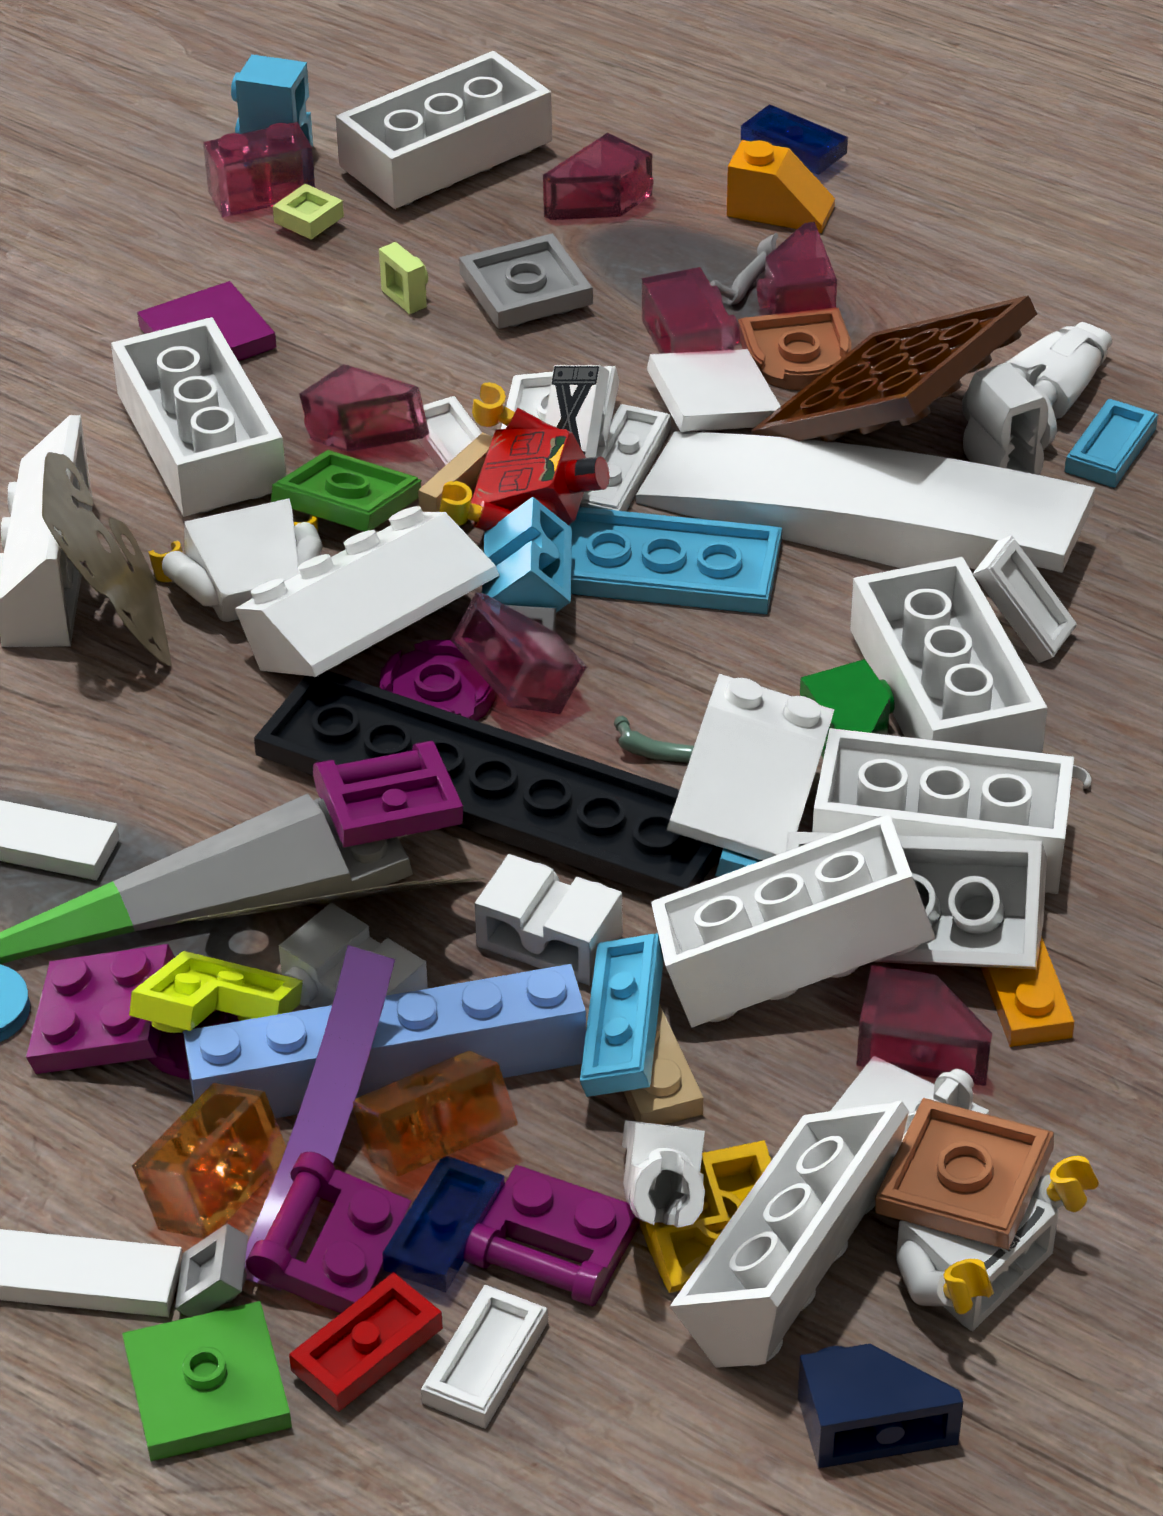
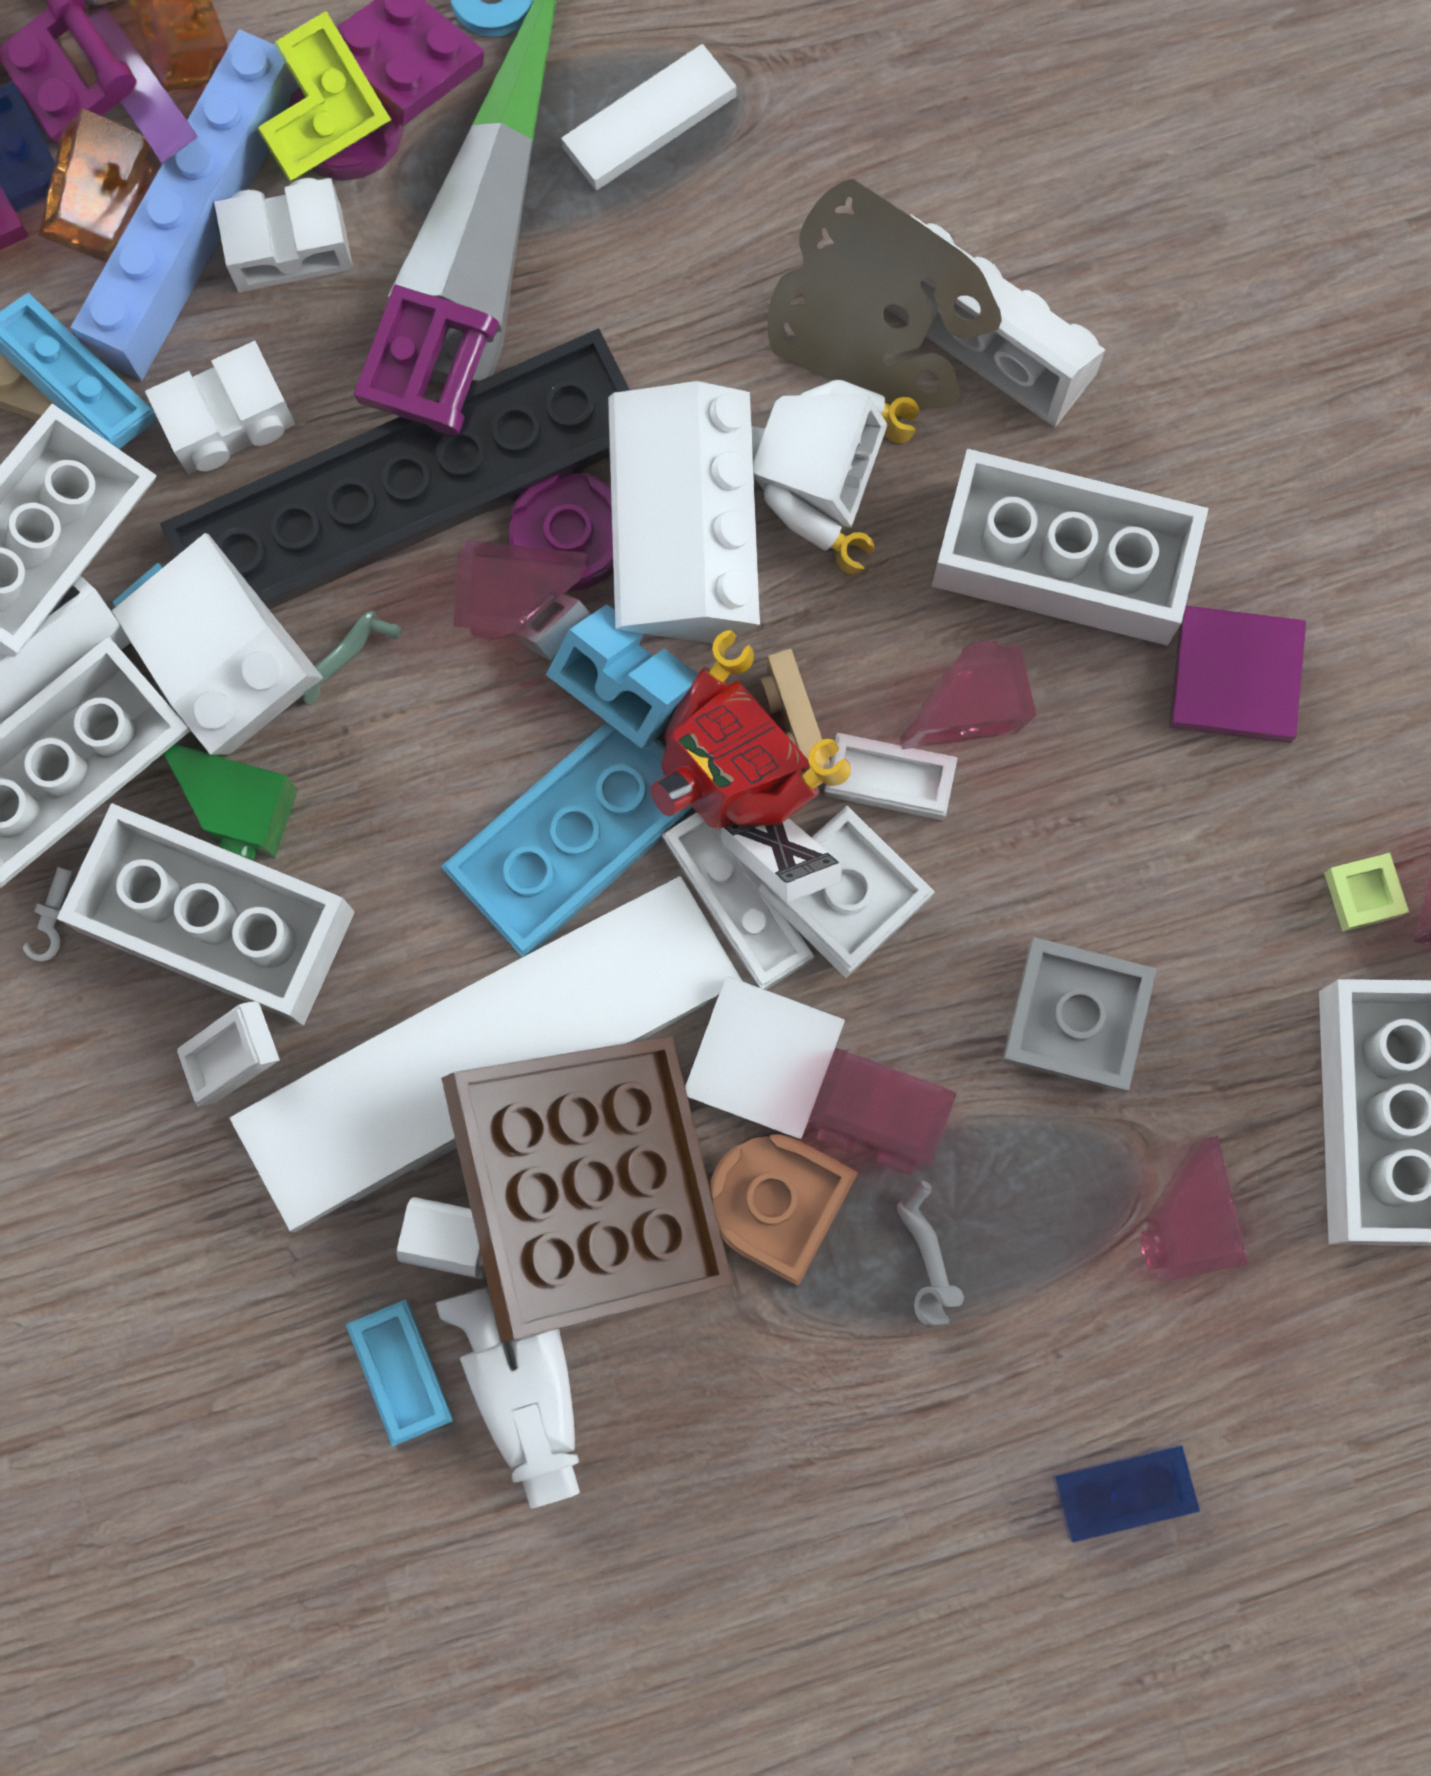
camera: 130 degrees right, 35 degrees up
(335, 897) = (309, 246): dark tan piece -> none
(347, 490) = (872, 619): bright green plate -> none
(403, 277) = (1169, 898): yellowish green plate -> none
(775, 188) = (1035, 1390): light orange slope -> none
(798, 275) = (865, 1275): clear pink slope -> none

